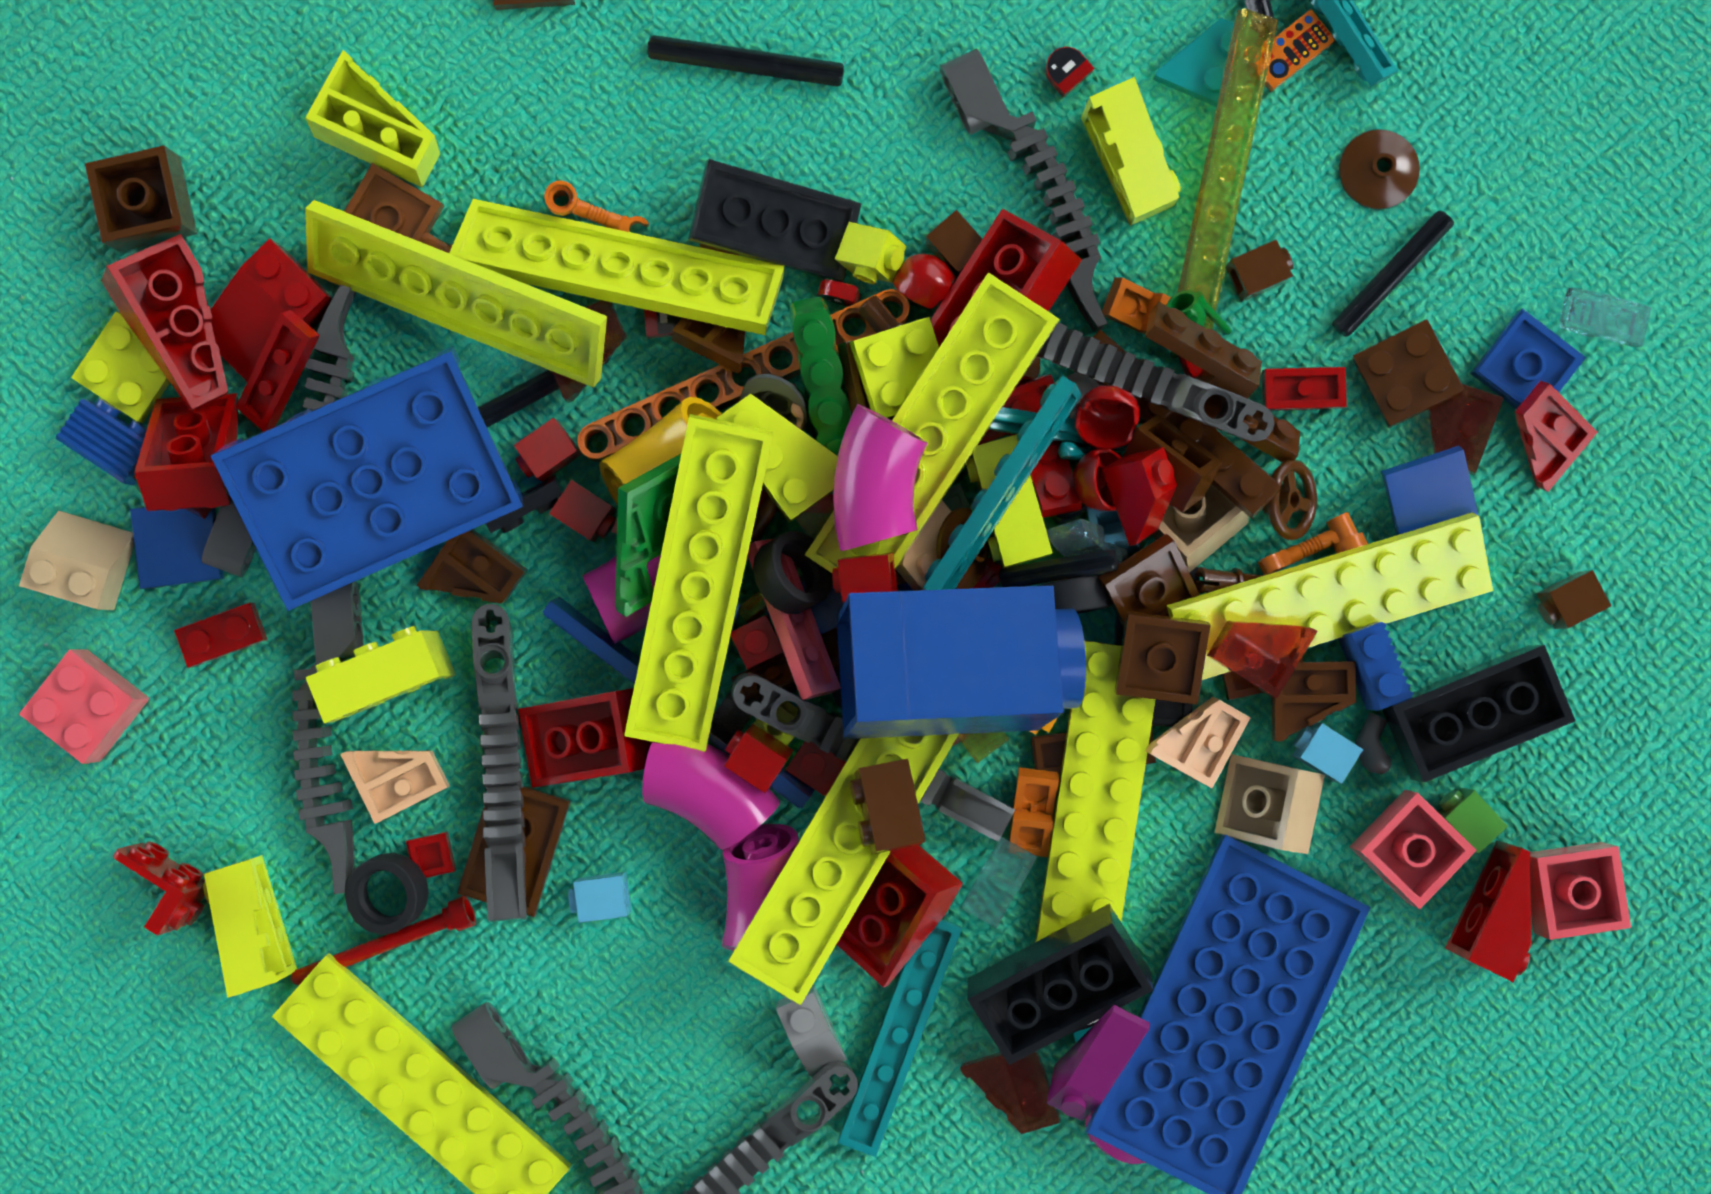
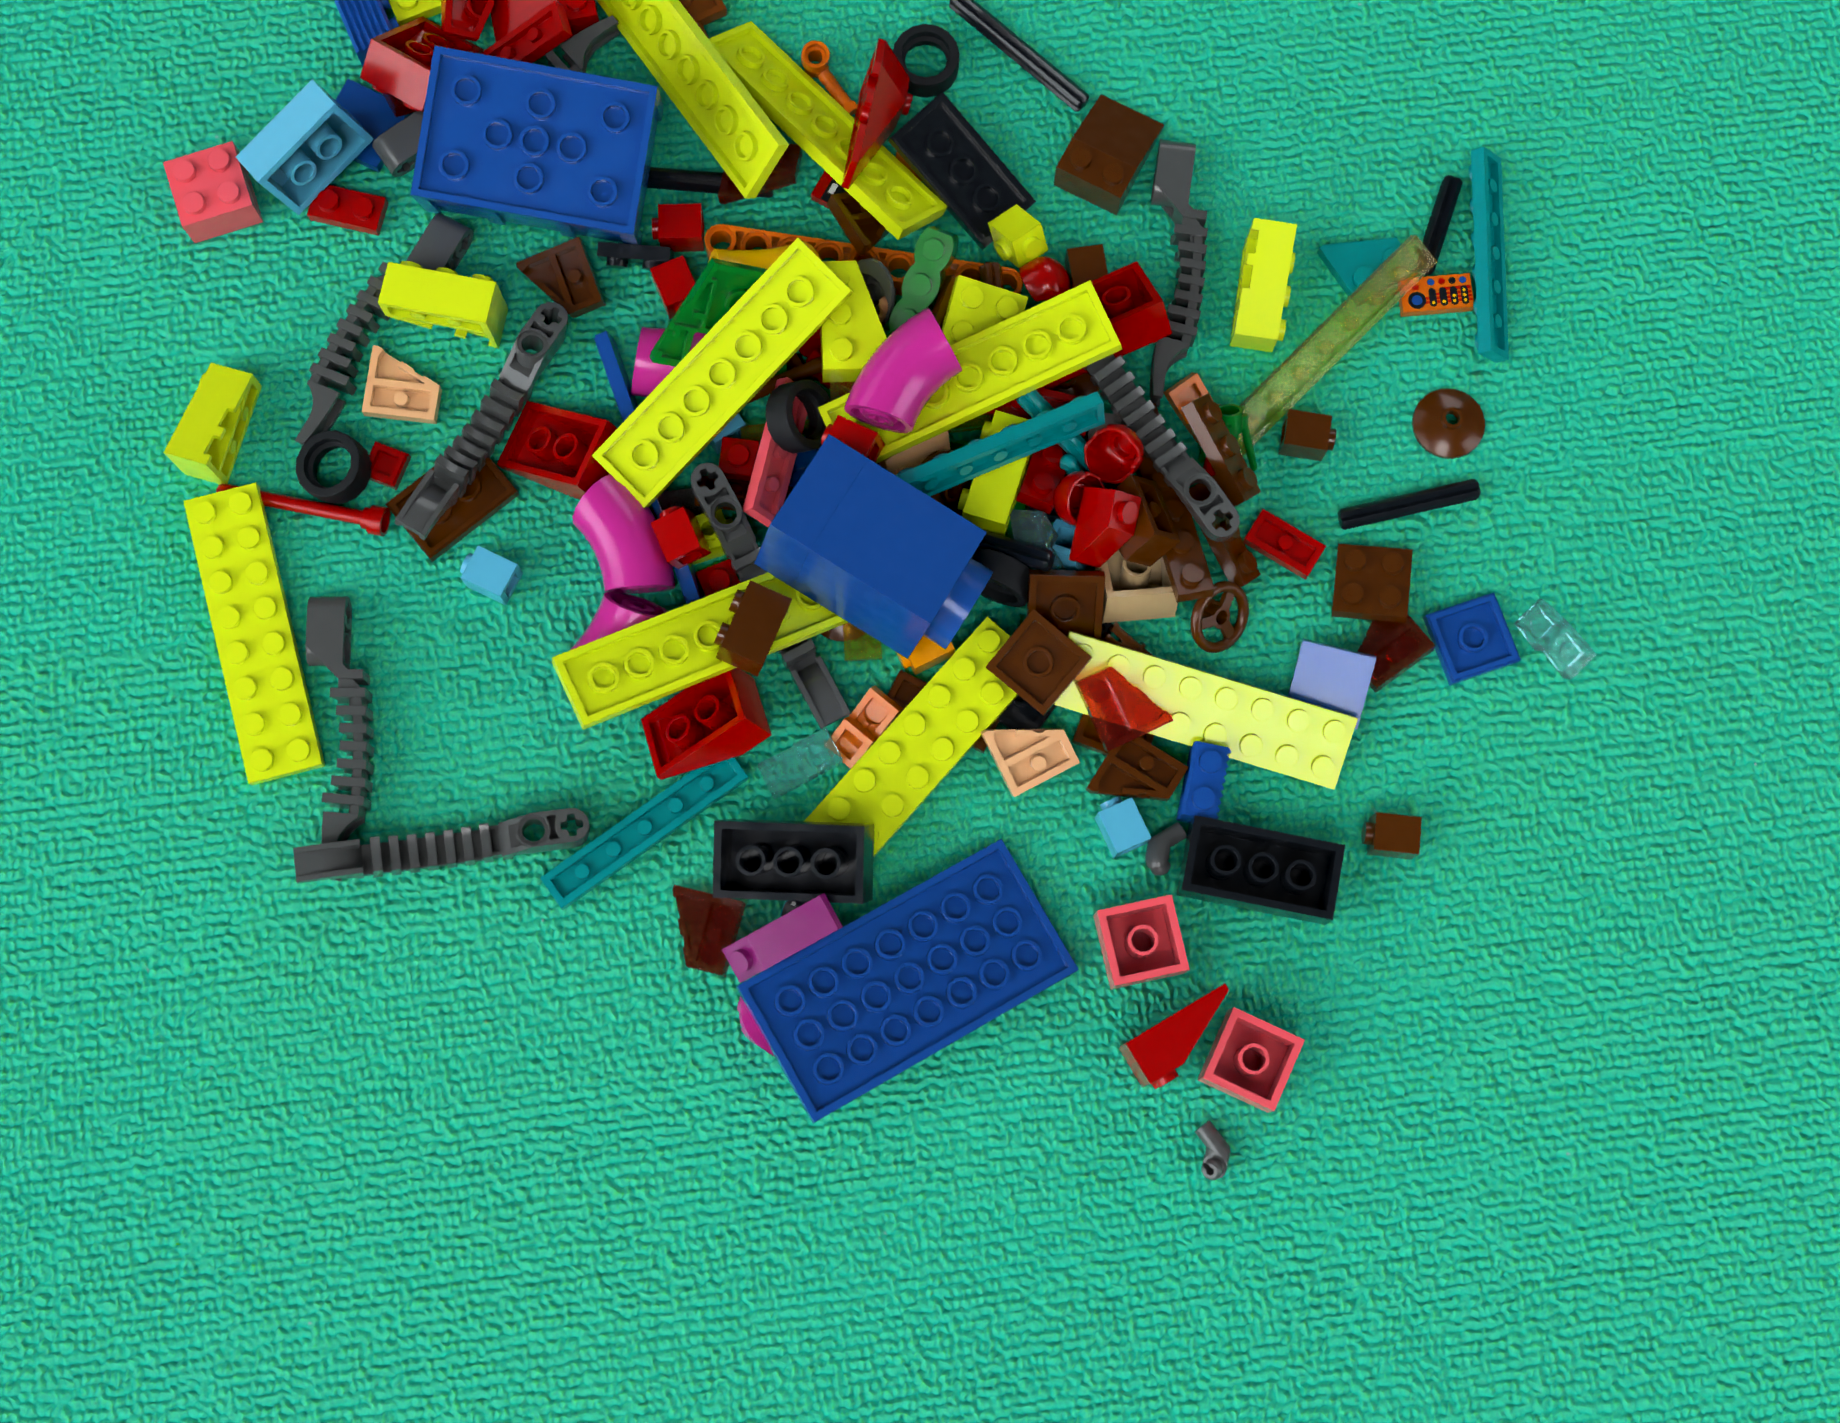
camera: 30 degrees right, 10 degrees down
(79, 561) = (274, 80): tan slope -> none
(143, 613) = (304, 147): none -> medium azure brick
(181, 882) = (178, 369): red bracket -> none
(652, 102) = (932, 36): none -> black tyre
(654, 206) = (878, 109): none -> red wedge
(810, 1031) = (579, 775): light grey slope -> none
(839, 292) = (974, 250): red tile -> none
(898, 109) = (1107, 154): none -> reddish brown slope
(1067, 69) = (1255, 202): tile -> none
(1269, 804) = (1052, 838): tan slope -> none
(1341, 535) = (1242, 670): orange brick -> none
(1471, 817) = (1204, 951): bright green brick -> none
(1551, 434) = (1456, 697): red wing -> none
(1591, 985) = (1216, 1153): none -> dark grey arm

